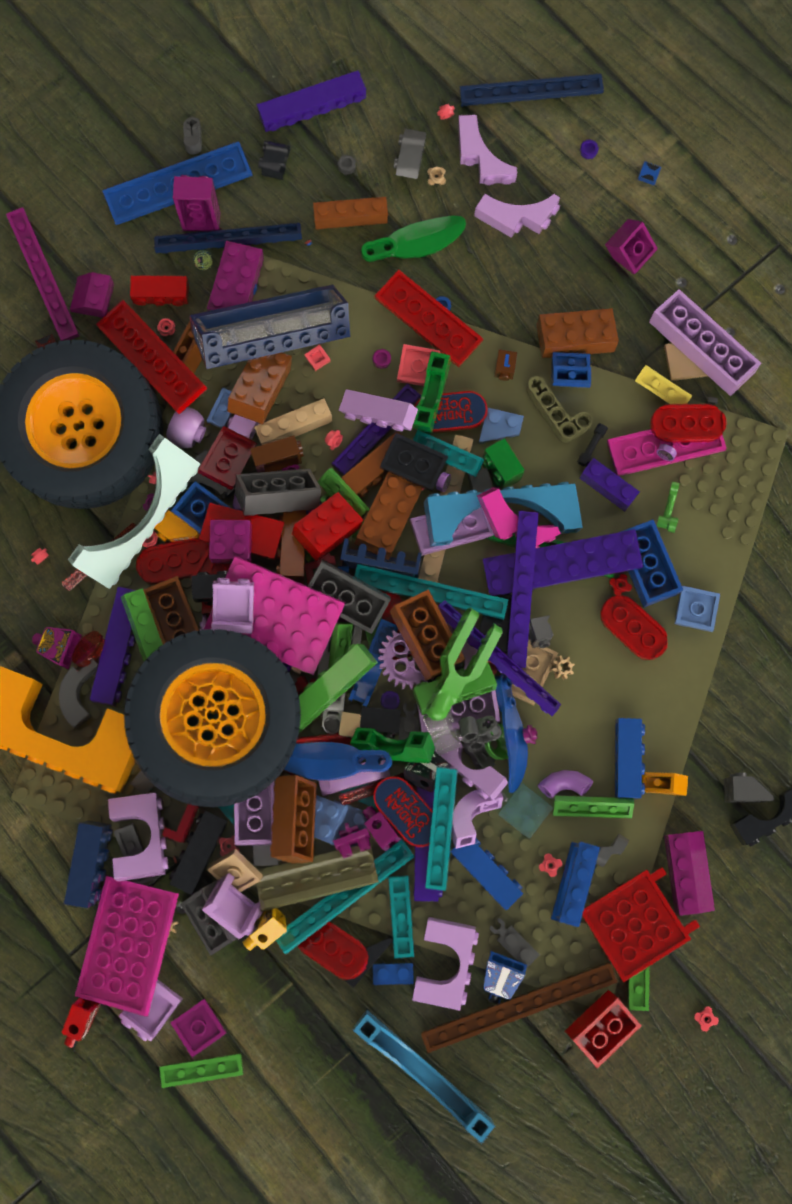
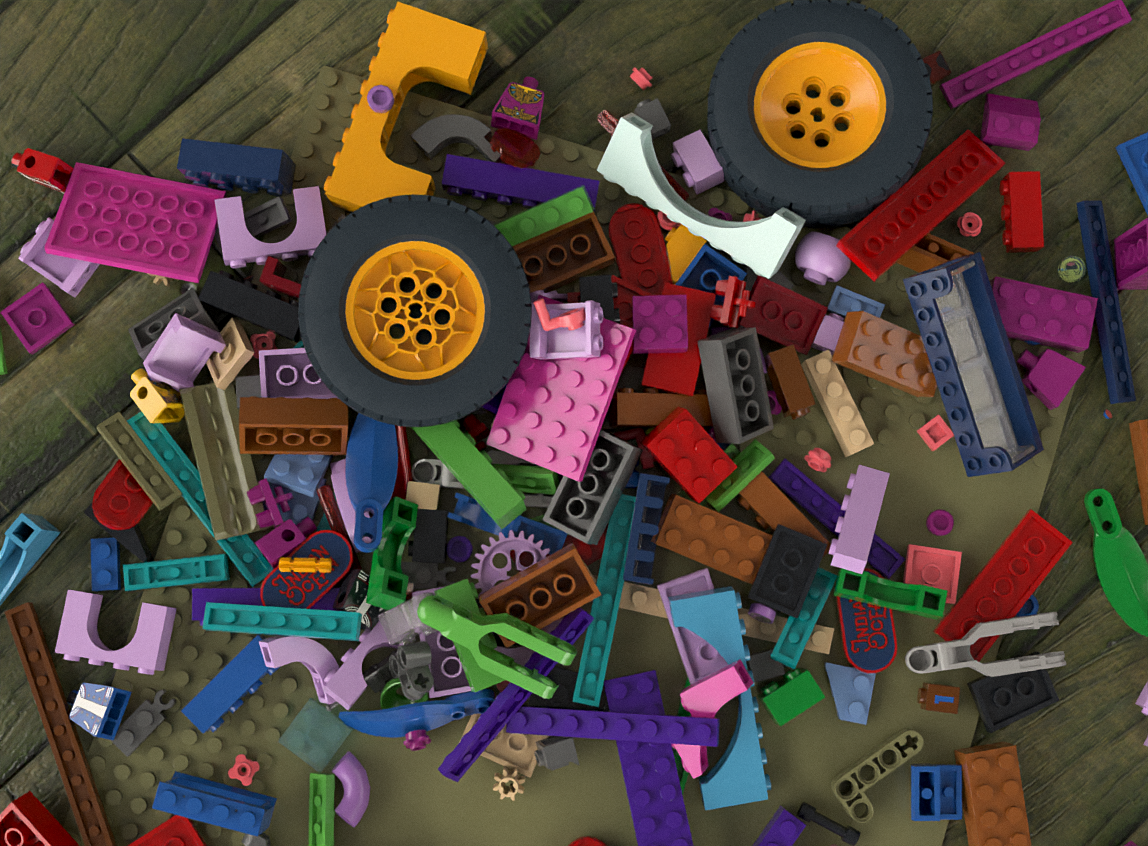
camera: 90 degrees right, 5 degrees up
(44, 745) = (380, 99): none -> medium lavender tile
(67, 547) = (654, 114): none -> dark grey brick
(107, 516) = (697, 161): none -> lavender brick
(218, 488) = (735, 302): none -> red hips
(225, 600) = (572, 319): none -> coral plate
(280, 277) = (1049, 375): none -> magenta torso
(315, 942) = (139, 461): none -> olive plate
(399, 811) = (323, 565): none -> light orange axle
(475, 351) = (957, 654): none -> light grey piece
(502, 316) = (1011, 696): none -> black plate

